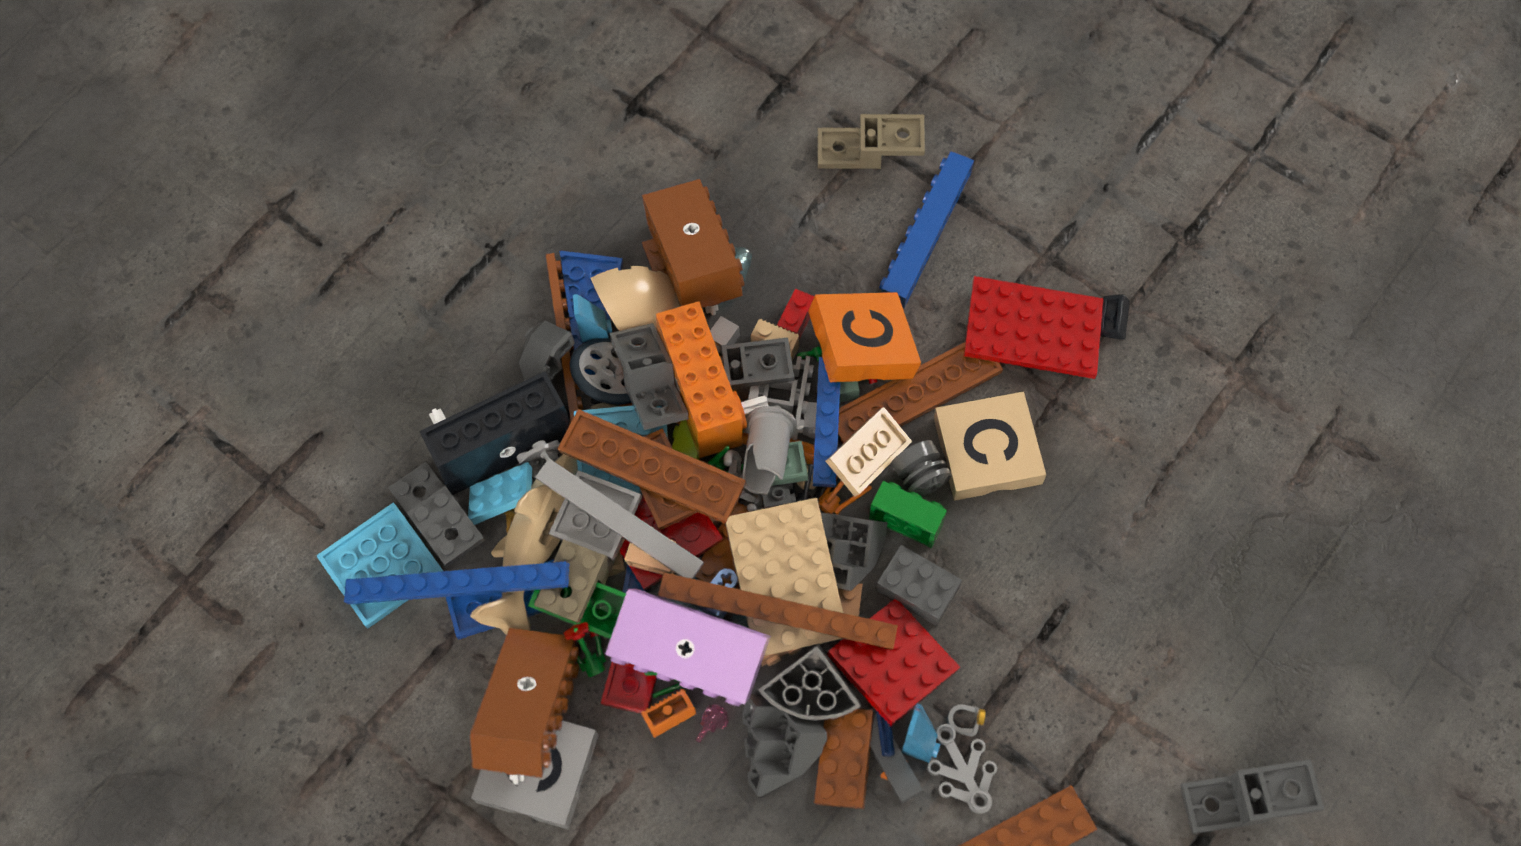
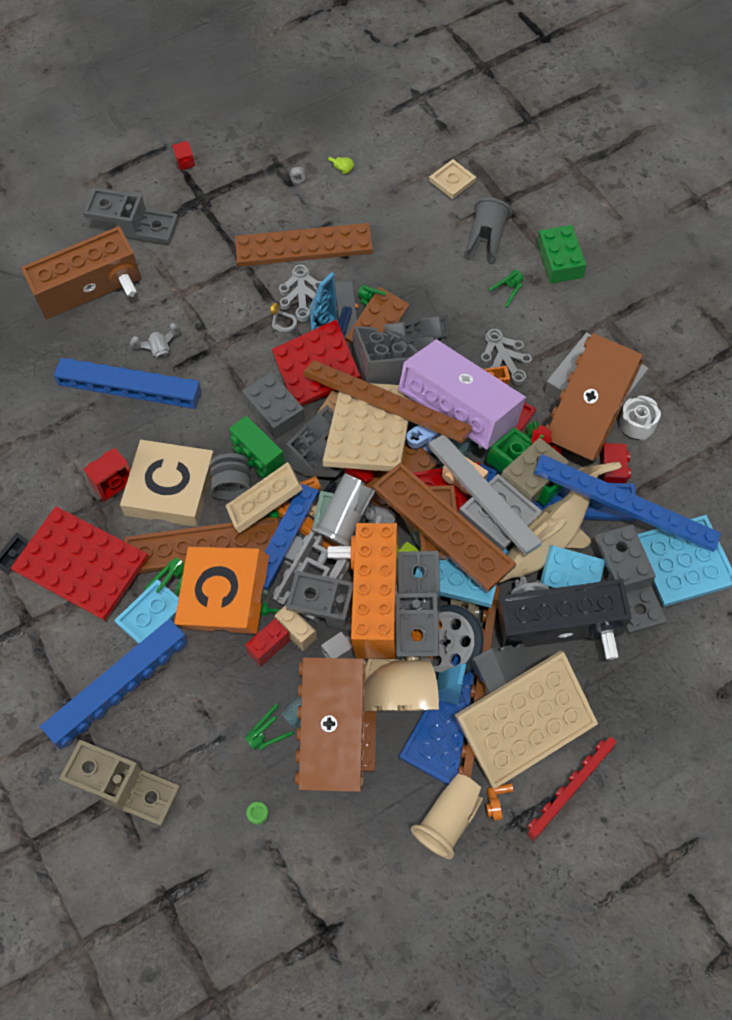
camera: 160 degrees left, 5 degrees down
(447, 290) = (564, 794): none -> red plate
(455, 722) = (639, 417): none -> white brick
(484, 652) = (616, 453): none -> red brick
(506, 323) = (526, 719): none -> tan plate
(517, 247) = (494, 808): none -> orange plate
(555, 216) = (449, 816): none -> tan piece
(664, 770) = (506, 355): none -> light grey plant
(736, 172) = (257, 813): none -> bright green tile
(765, 230) = (255, 736): none -> green plant
(874, 797) = (366, 293): none -> green plant
(926, 349) = (175, 568): none -> green plant
(932, 305) = (148, 612): none -> medium azure plate
(1059, 424) = (108, 474): none -> red brick
(1104, 620) = (157, 342): none -> light grey piece
(1108, 553) = (128, 383): none -> blue brick
(1249, 668) = (83, 272): none -> dark orange piece

